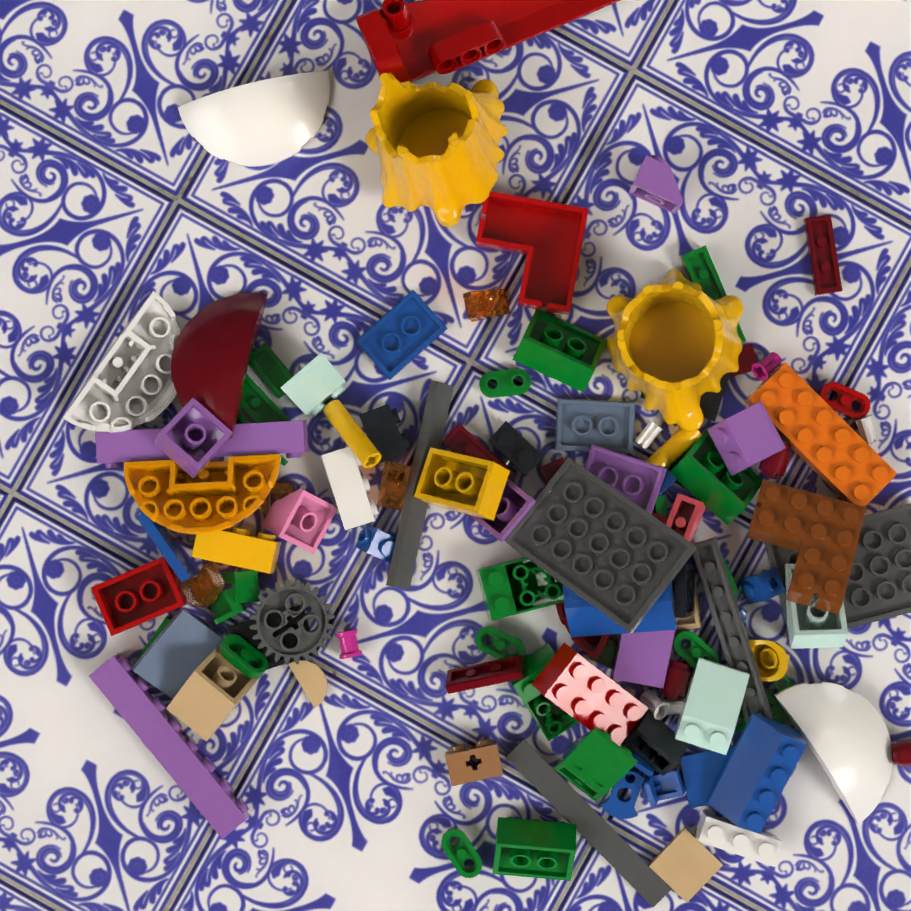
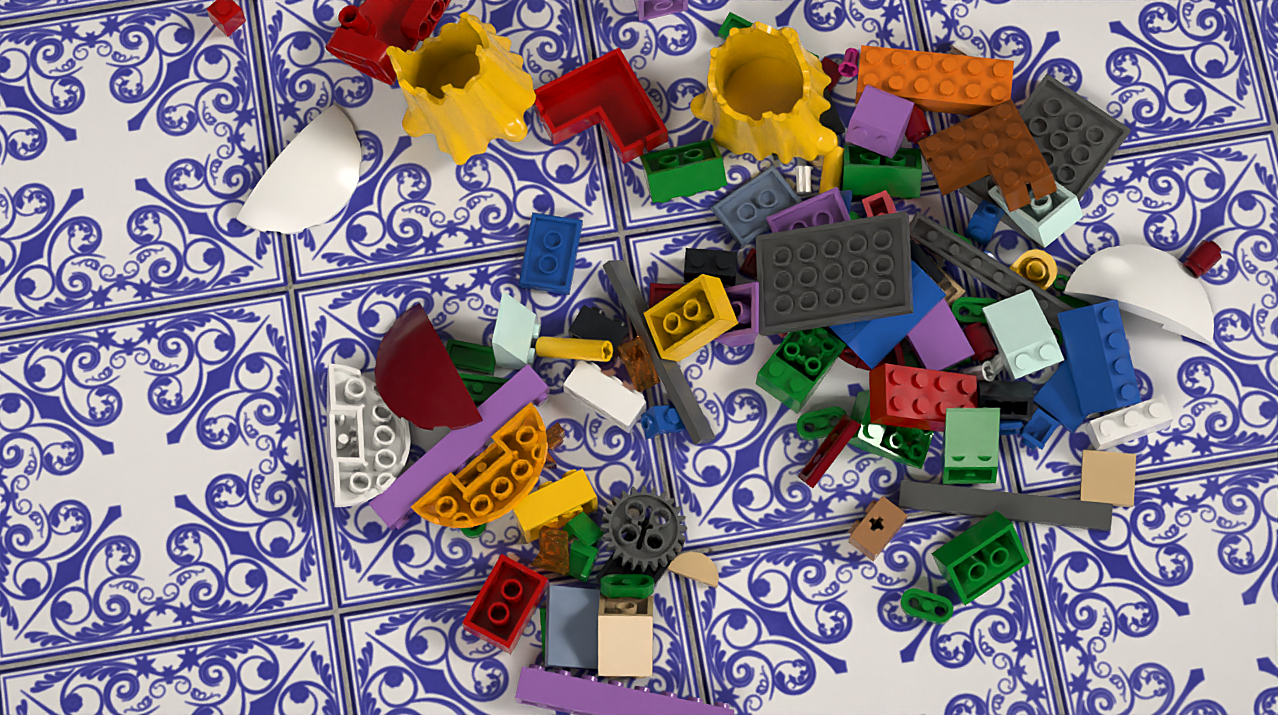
camera: 35 degrees left, 15 degrees down
(168, 548) = (495, 546): blue tile -> none
(192, 437) = (452, 440): medium lavender slope -> none
(300, 519) = (586, 446): bright pink slope -> none
(348, 644) = (702, 515): dark pink bush -> none
(486, 304) = (597, 180): clear orange slope -> none
(505, 384) = (662, 227): green plate -> none
(620, 807) = (1024, 472): blue piece -> none
(843, 399) = (928, 40): red plate -> none

